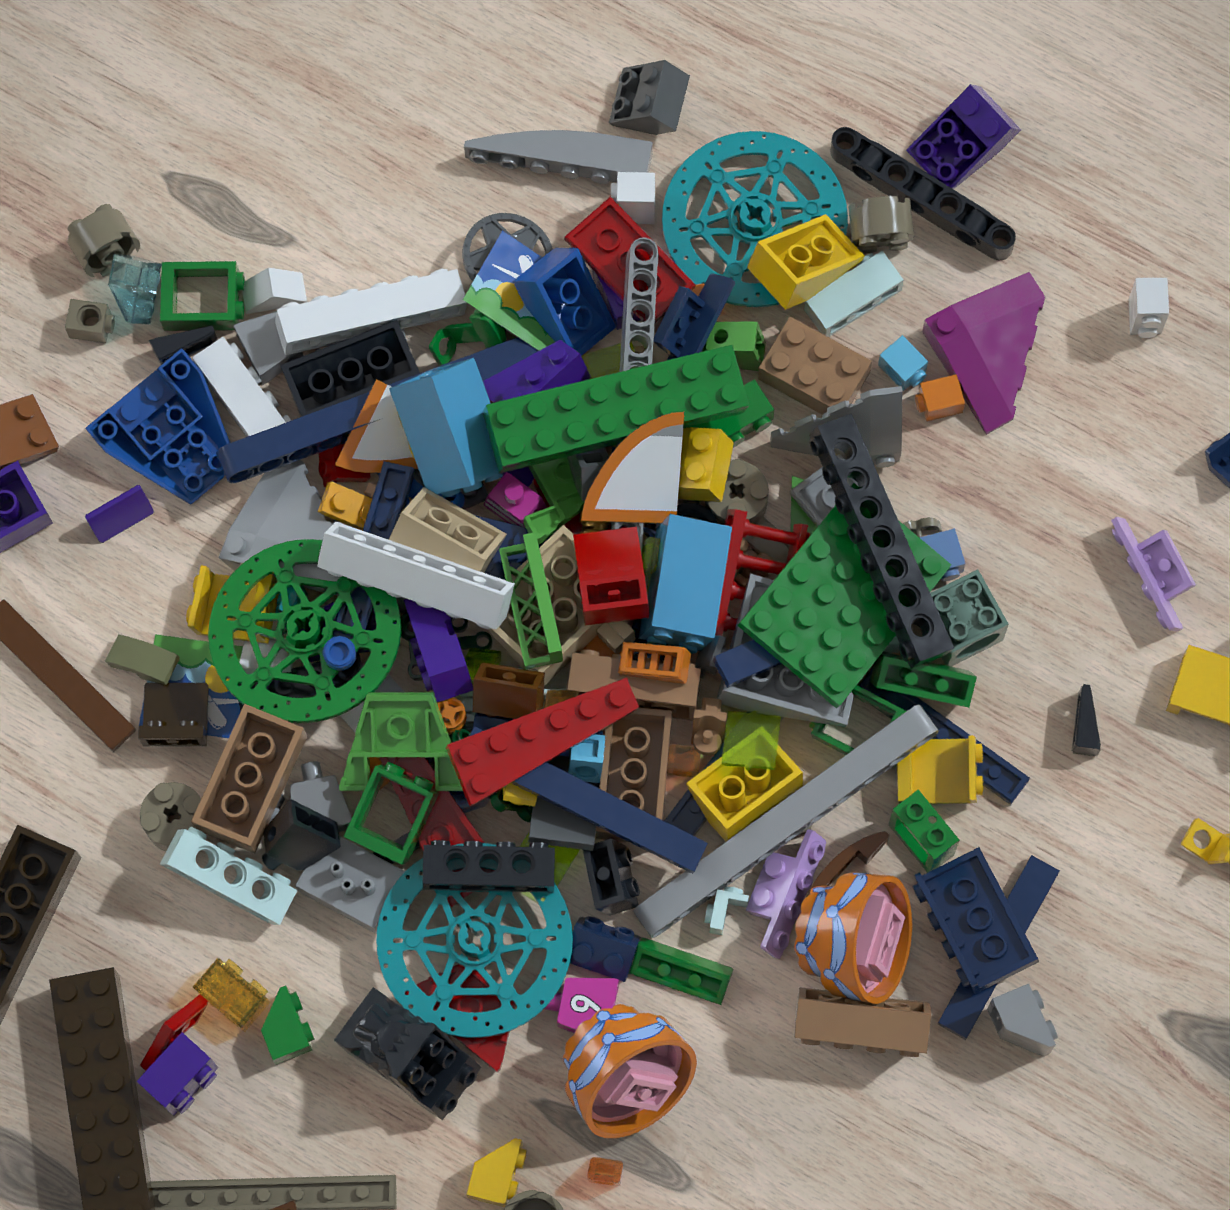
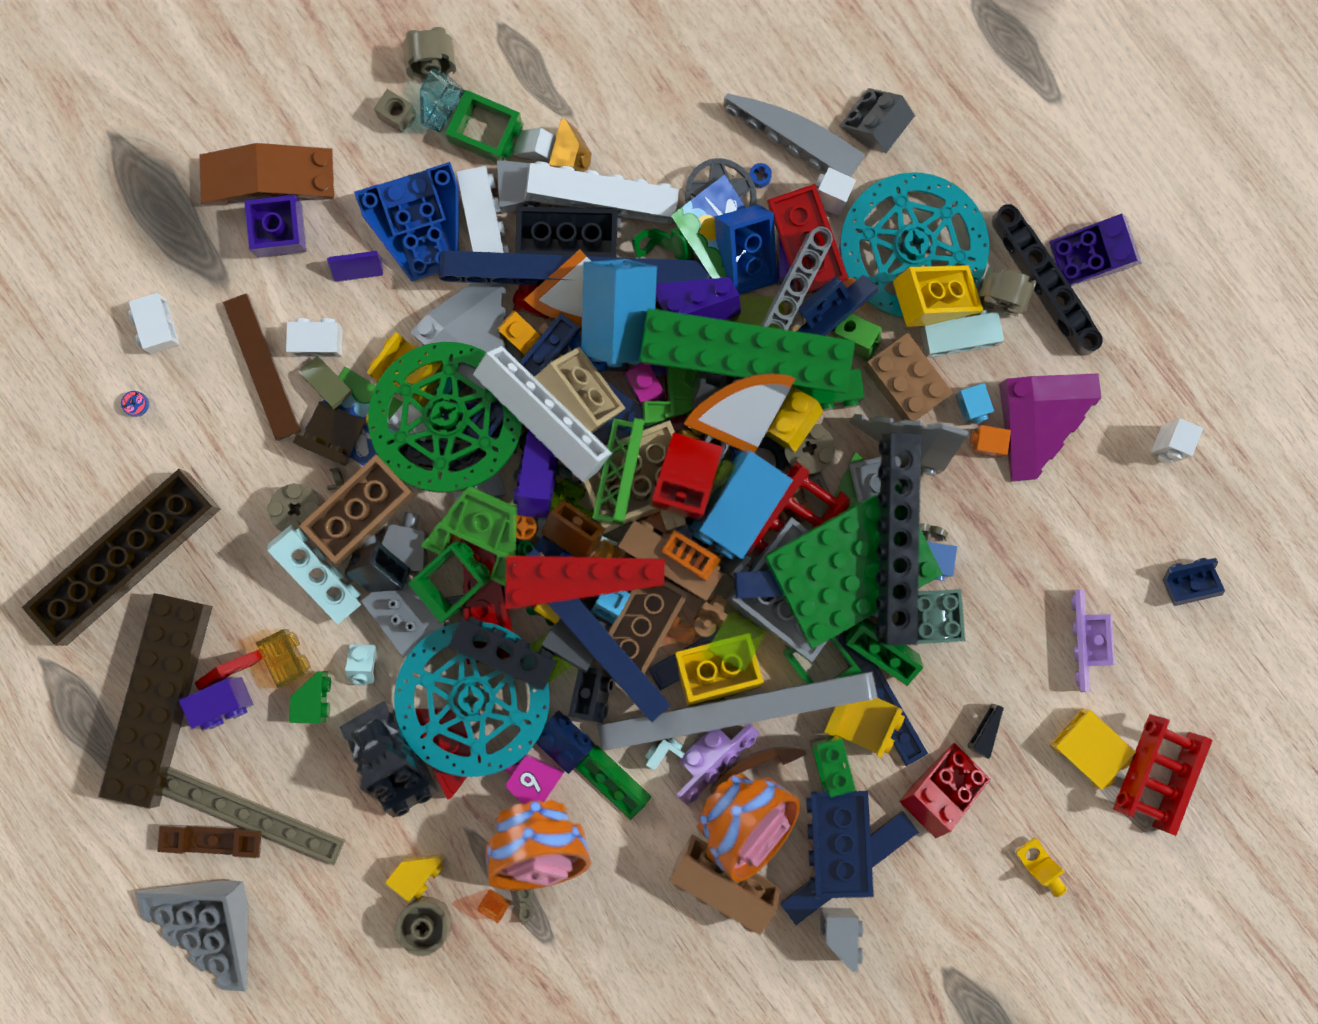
camera: 15 degrees right, 10 degrees up
(107, 615) = (314, 338): none -> white brick
(190, 341) = (459, 159): black slope -> none
(204, 762) = (338, 478): none -> dark tan piece
(311, 277) = (570, 148): none -> slope
(326, 963) = (361, 664): none -> light aqua bracket
(339, 653) = (461, 446): blue tile -> none
(550, 210) = (767, 173): none -> blue bush
(646, 1162) = (526, 911): none -> dark tan piece
(1068, 811) = (945, 791): none -> red slope

